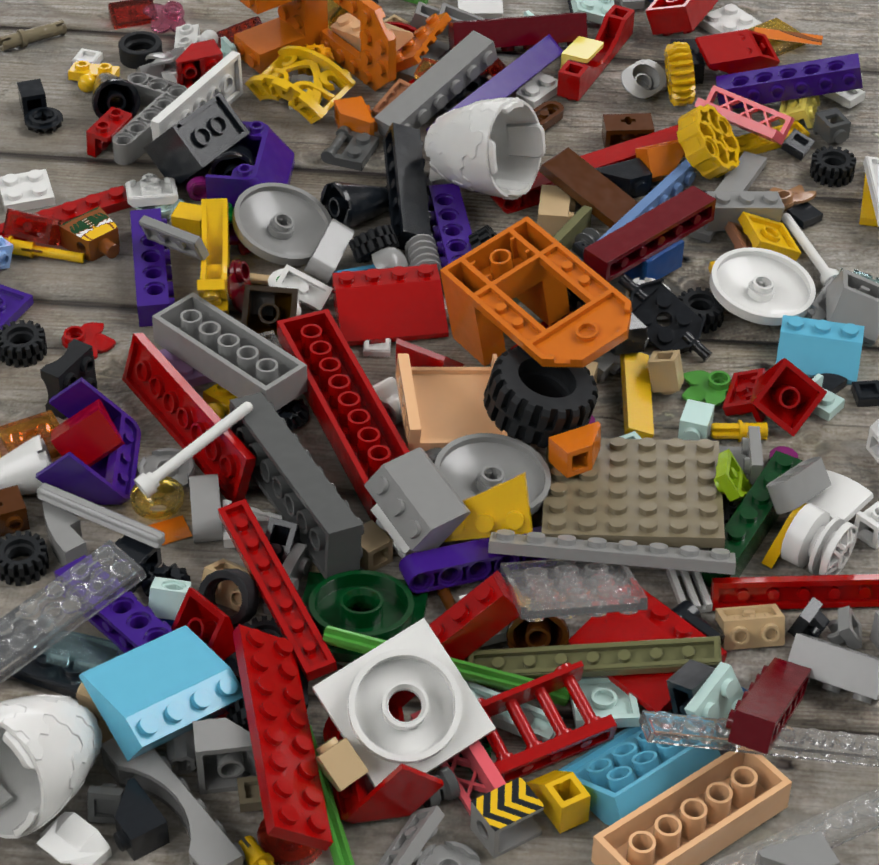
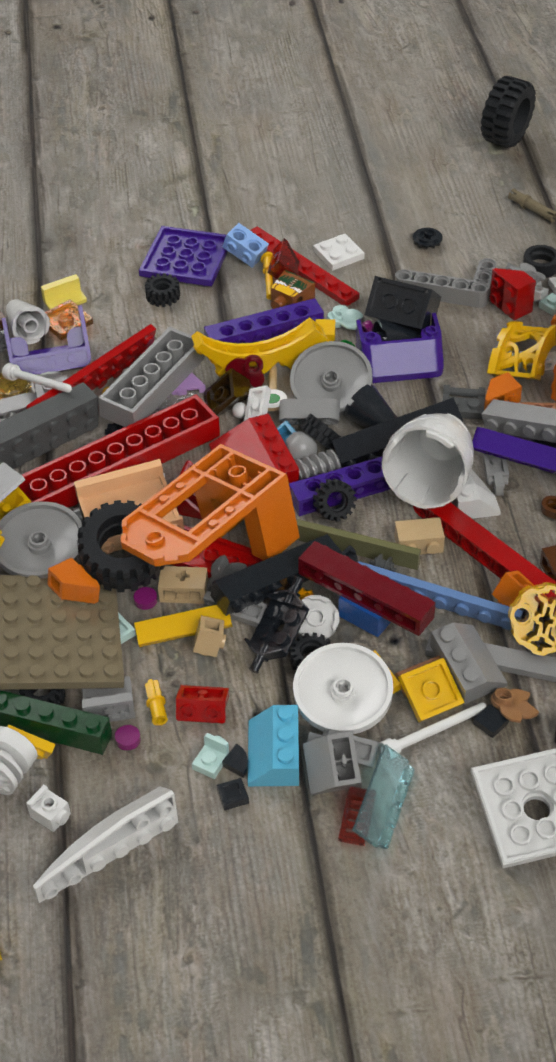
camera: 80 degrees right, 5 degrees up
(31, 95) = (448, 223): black brick -> none
(74, 364) = (116, 314): black brick -> none
(87, 72) = (498, 244): yellow plate -> none
(87, 434) = (53, 333): red slope -> none
(90, 334) = (176, 318): red plate -> none
(91, 56) = (519, 240): white tile -> none
(104, 129) = (417, 263): red bracket -> none
(114, 92) = (460, 257): black cone -> none
(151, 191) = (346, 304): white tile -> none
(174, 238) = (270, 320): light grey tile -> none
(223, 78) = (473, 302): white plate -> none
(588, 186) = (448, 547): reddish brown tile -> none
(629, 176) = (484, 576): black slope -> none
(696, 420) = (154, 666): light aqua brick -> none
(707, 386) = (209, 674): bright green plate -> none
(730, 477) = (63, 687): lime wing -> none
(786, 396) = (184, 720): red slope -> none
(798, 485) = (61, 734): light grey beam -> none
(842, 497) = (79, 774): white slope -> none

